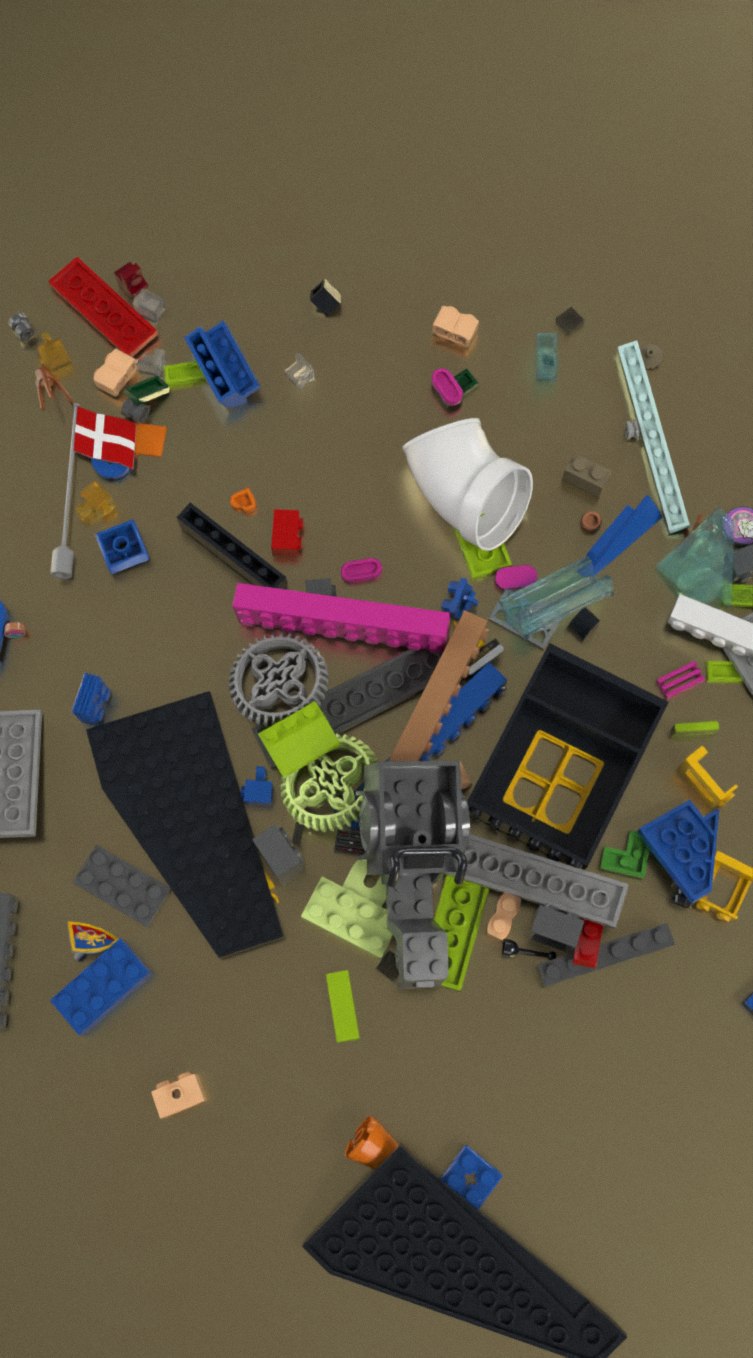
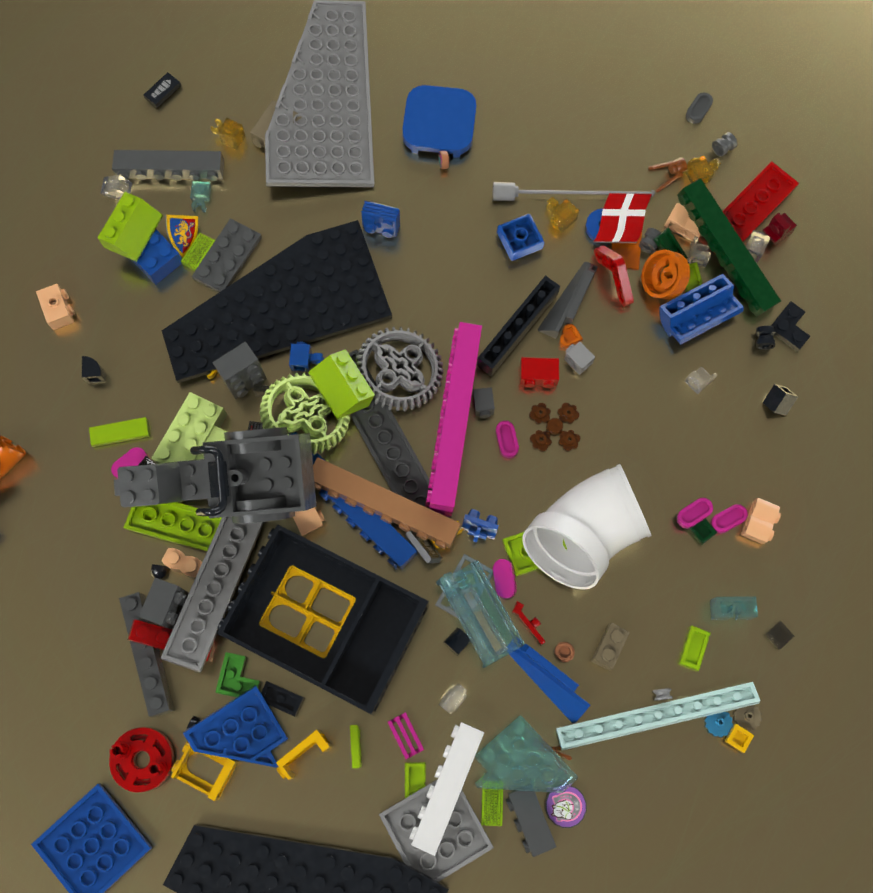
camera: 85 degrees right, 0 degrees up
(18, 1029) = (115, 186): none -> clear brick
(33, 921) = (199, 193): none -> clear light blue plate
(86, 994) = (130, 227): none -> lime slope
(114, 921) = (197, 251): none -> lime tile
(151, 330) = (728, 247): none -> dark green brick
(173, 440) = (617, 265): none -> red beam
(194, 391) = (673, 277): none -> orange piece
(205, 497) = (569, 302): none -> dark grey wedge
(244, 286) = (786, 327): none -> black plate
(255, 305) = (765, 337): none -> black wheel
(265, 1041) = (92, 371): none -> black brick
(271, 491) = (579, 357): none -> light grey brick
(347, 521) = (554, 426): none -> reddish brown plant
(381, 991) = (131, 458): none -> dark pink tile
(451, 356) = (729, 518): none -> dark pink tile
(565, 552) = (530, 625): none -> red piece
(584, 398) = (694, 648): none -> lime tile
(642, 630) = (453, 698): none -> clear brick
(647, 806) = (281, 698): none -> black plate
(658, 381) = (719, 724): none -> dark azure piece
(672, 363) = (739, 738): none -> yellow plate
(726, 938) = (125, 753): none -> red piece

